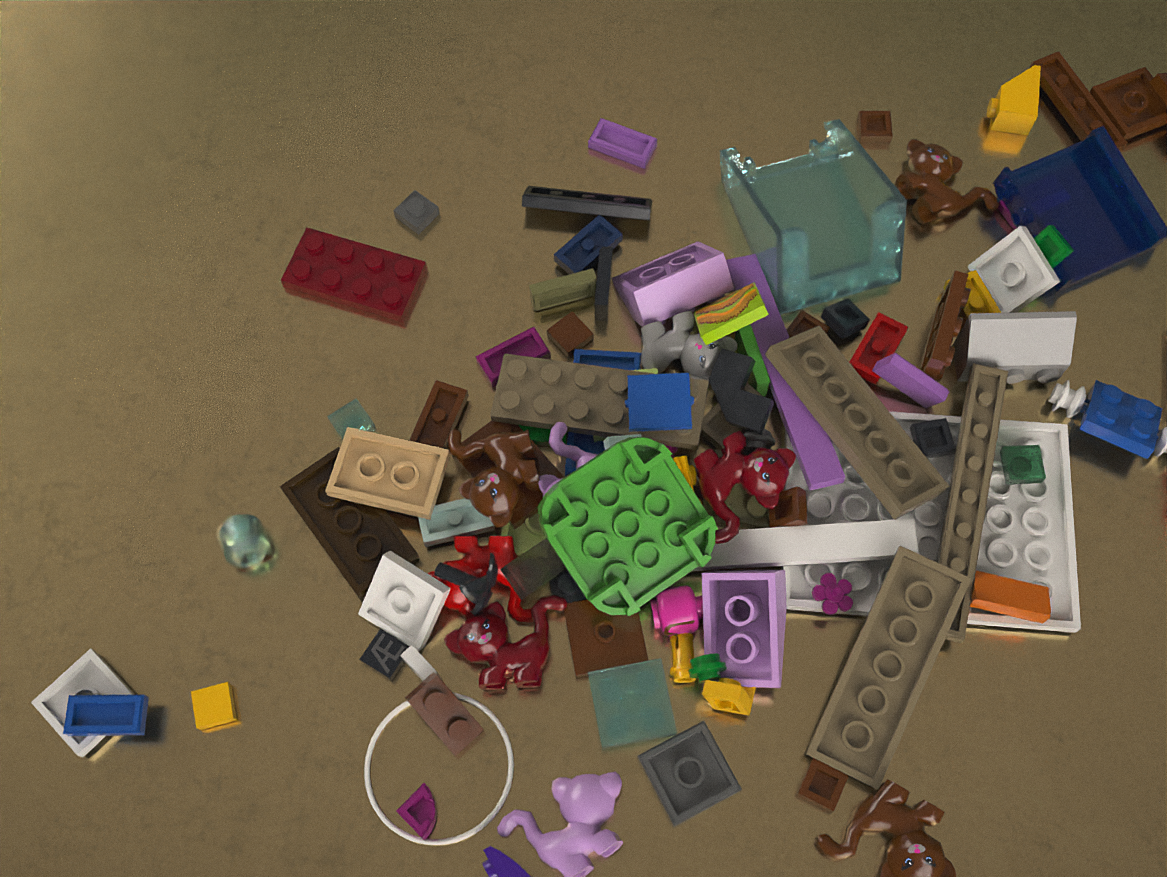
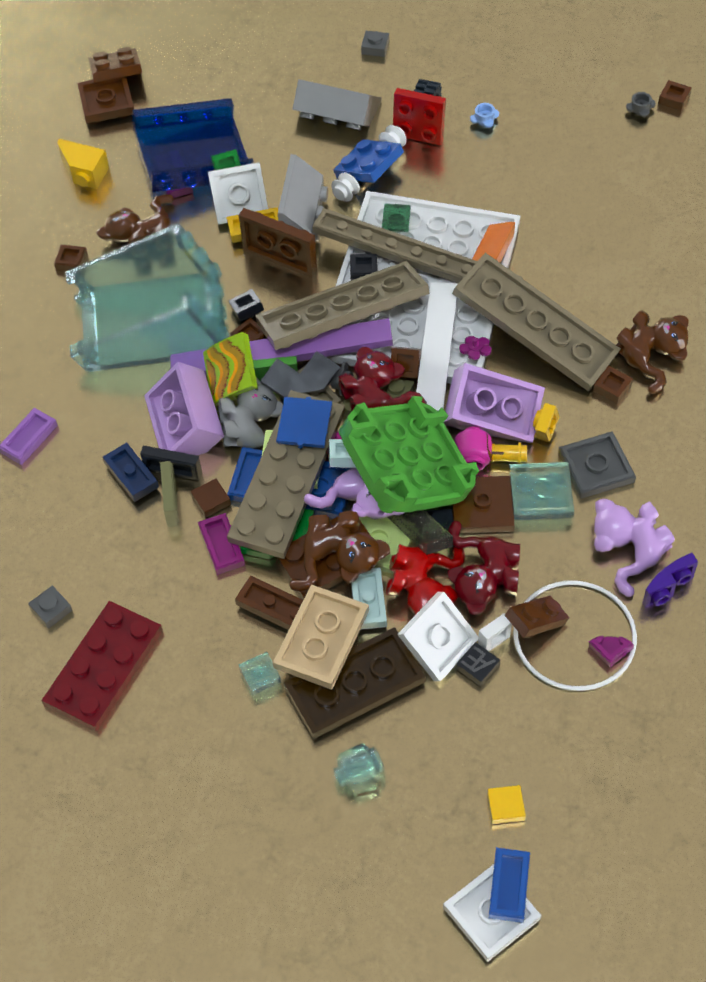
camera: 80 degrees left, 10 degrees down
(473, 588) = (440, 567): black plant -> none
(587, 202) = (85, 467): black tile -> none
(707, 667) = (524, 430): green plate -> none
(879, 342) = (274, 288): red plate -> none
(910, 380) = (313, 270): medium lavender tile -> none
(1074, 99) = (92, 130): reddish brown plate -> none

